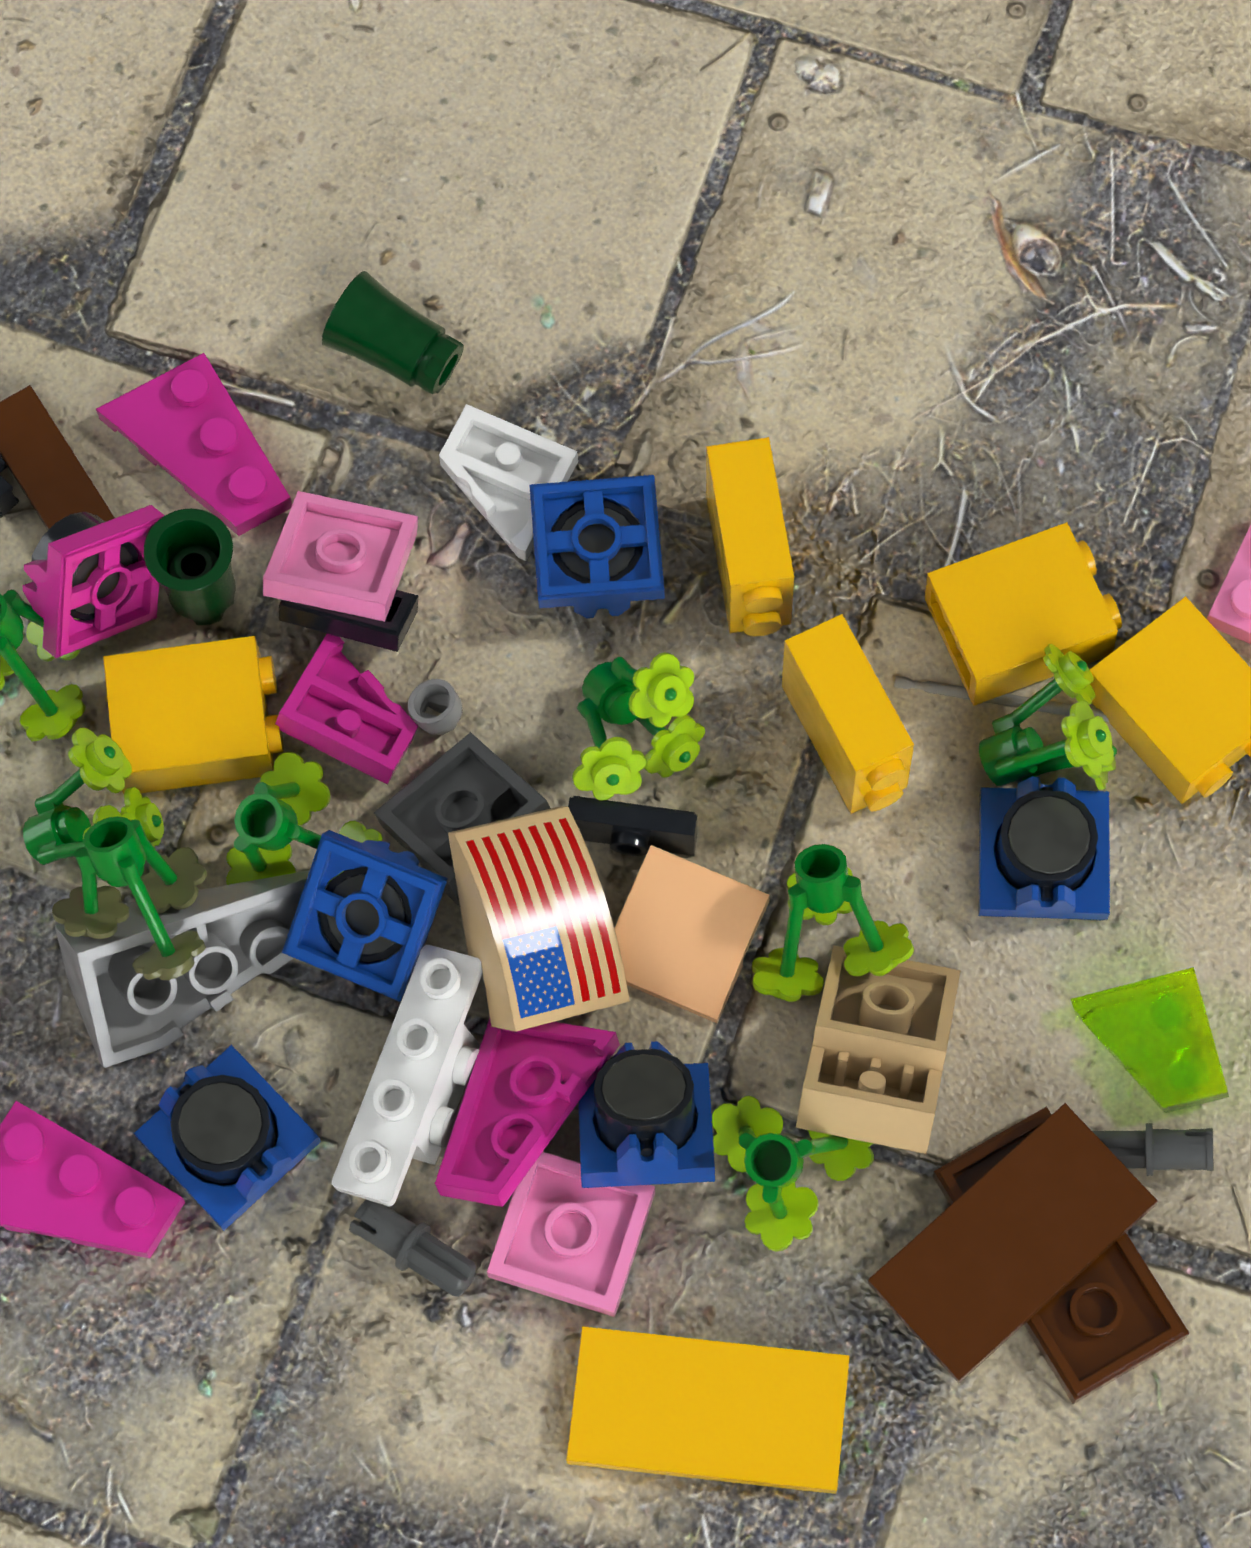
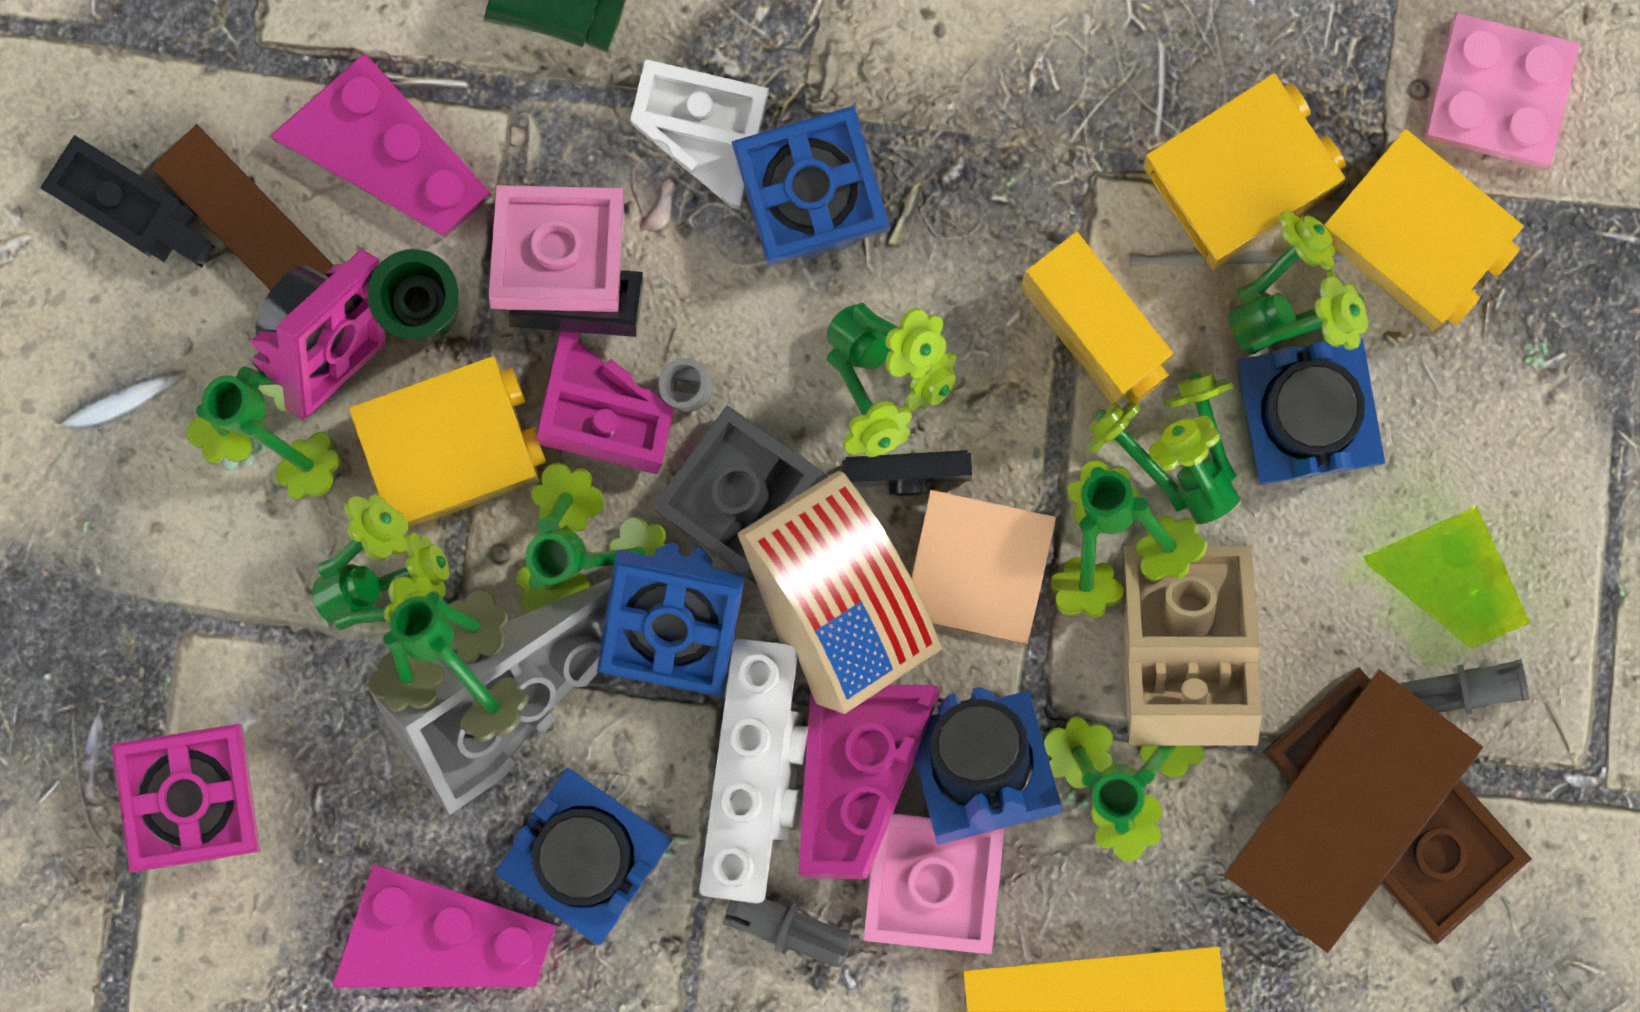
camera: 10 degrees left, 15 degrees up
(749, 536) = (963, 152): yellow brick -> none
(924, 898) = (1204, 484): none -> plant

